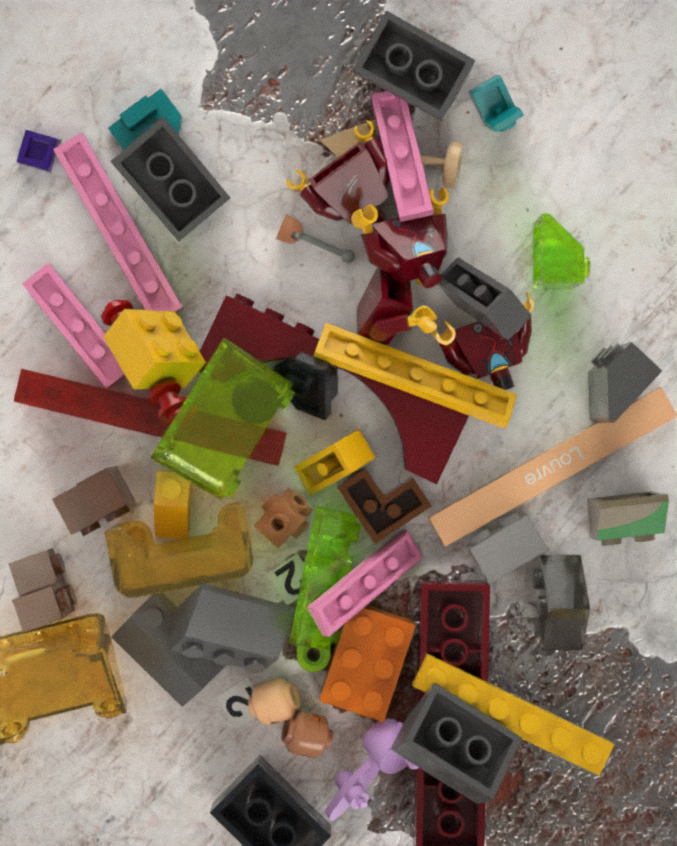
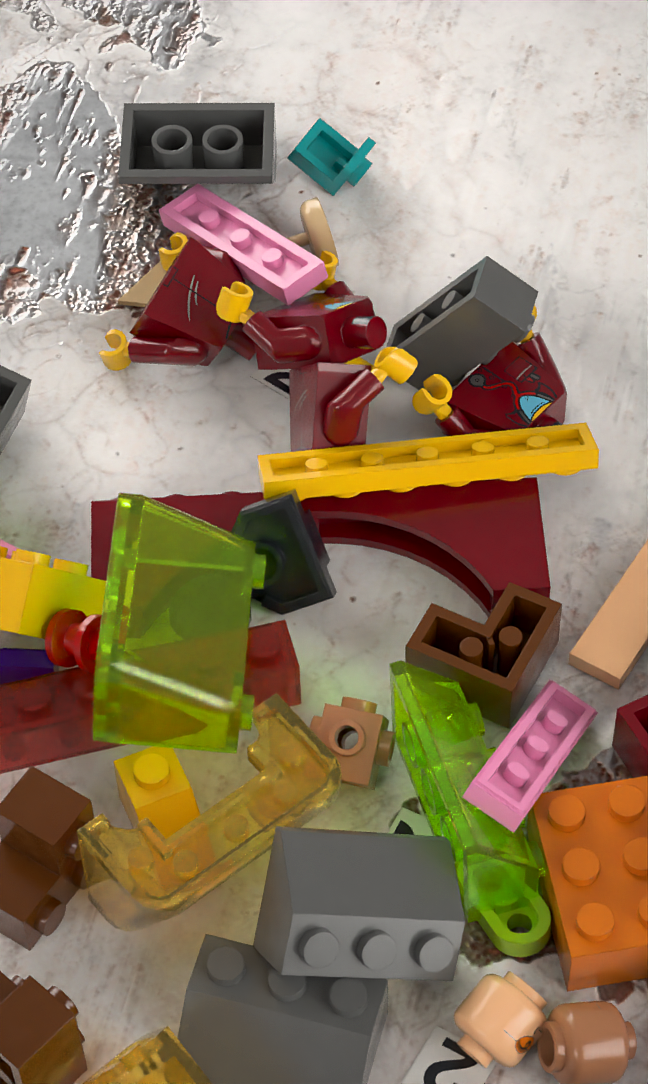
camera: 25 degrees left, 35 degrees down
(292, 231) = (142, 406): hinge -> none
(335, 462) = (374, 639): yellow slope -> none
(557, 257) = (533, 245): clear neon green slope -> none

